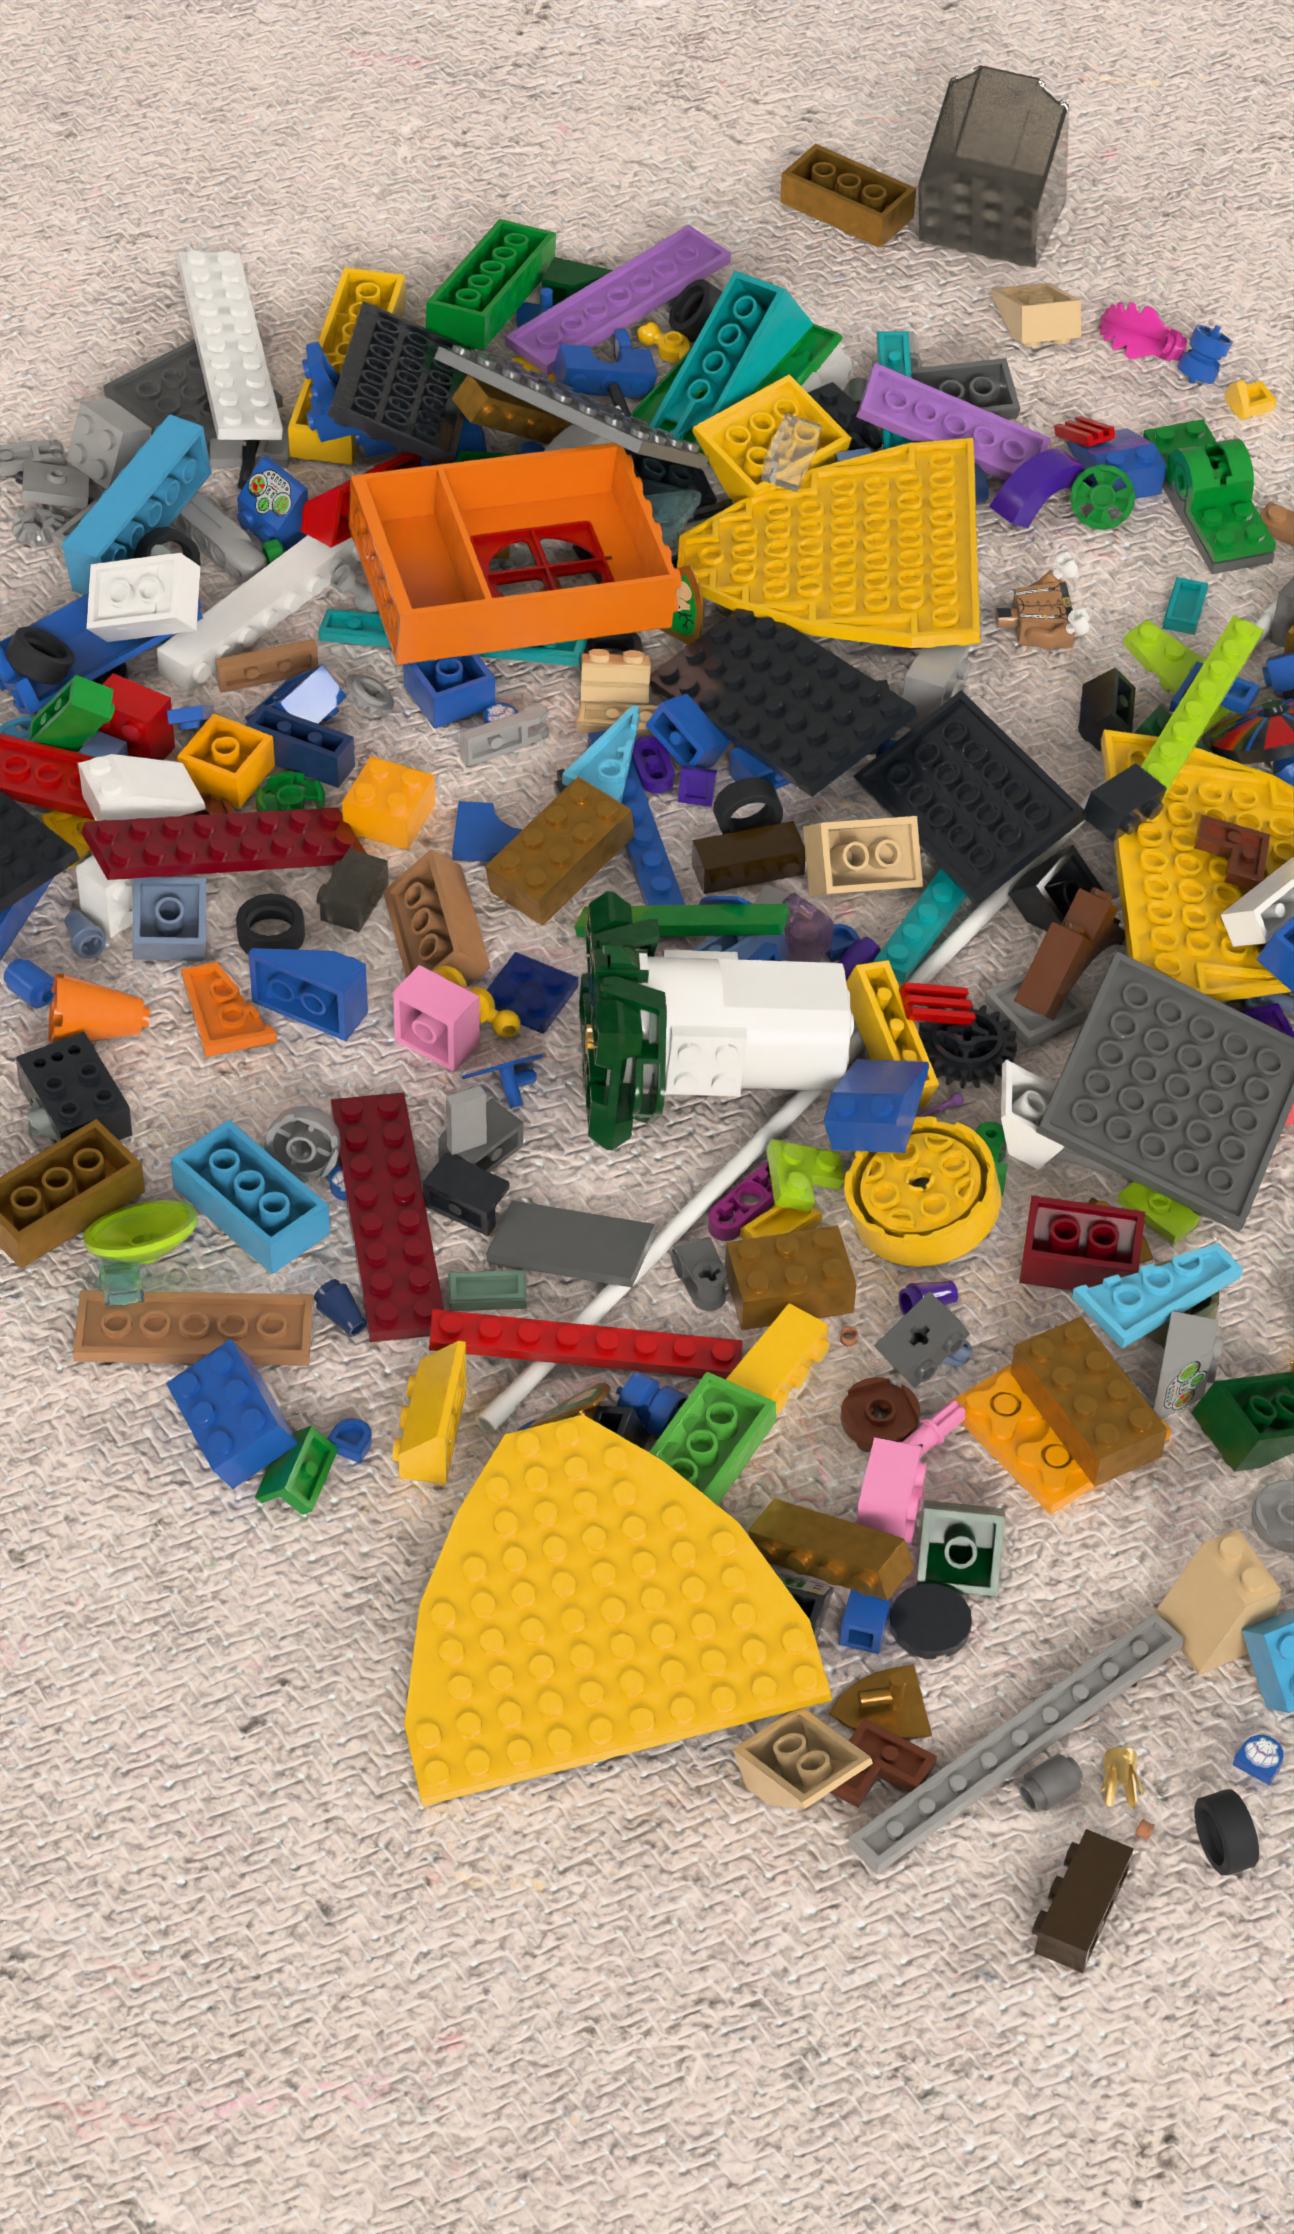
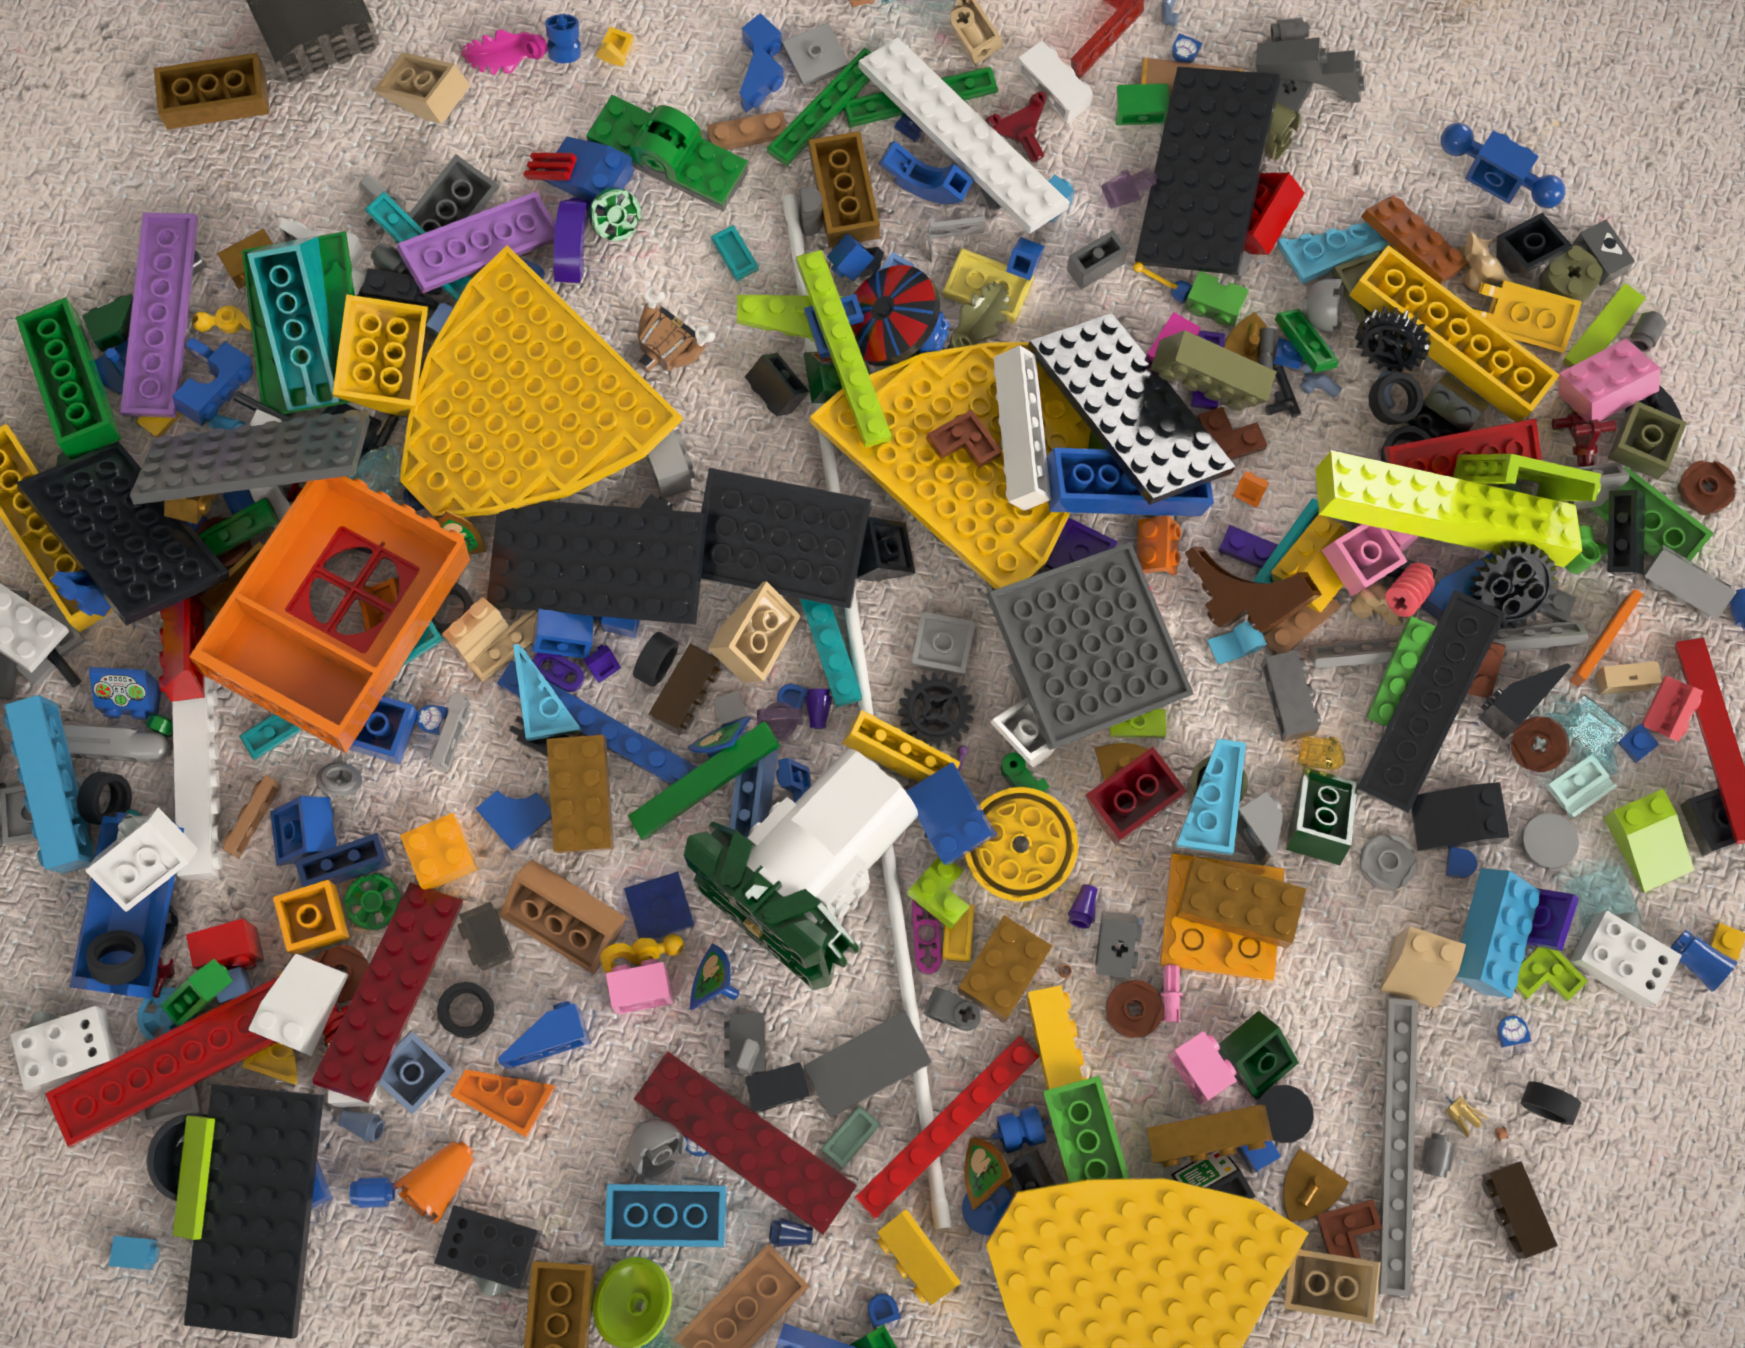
camera: 45 degrees left, 25 degrees up
(190, 717) = (258, 909): blue plate -> none
(345, 579) = (238, 712): light grey piece -> none
(693, 308) = (207, 285): black tyre -> none
(791, 452) = (412, 360): clear panel -> none
(935, 998) = (921, 695): red tile -> none
(1069, 950) = (943, 599): reddish brown arch -> none
(1125, 802) = (882, 468): black brick -> none

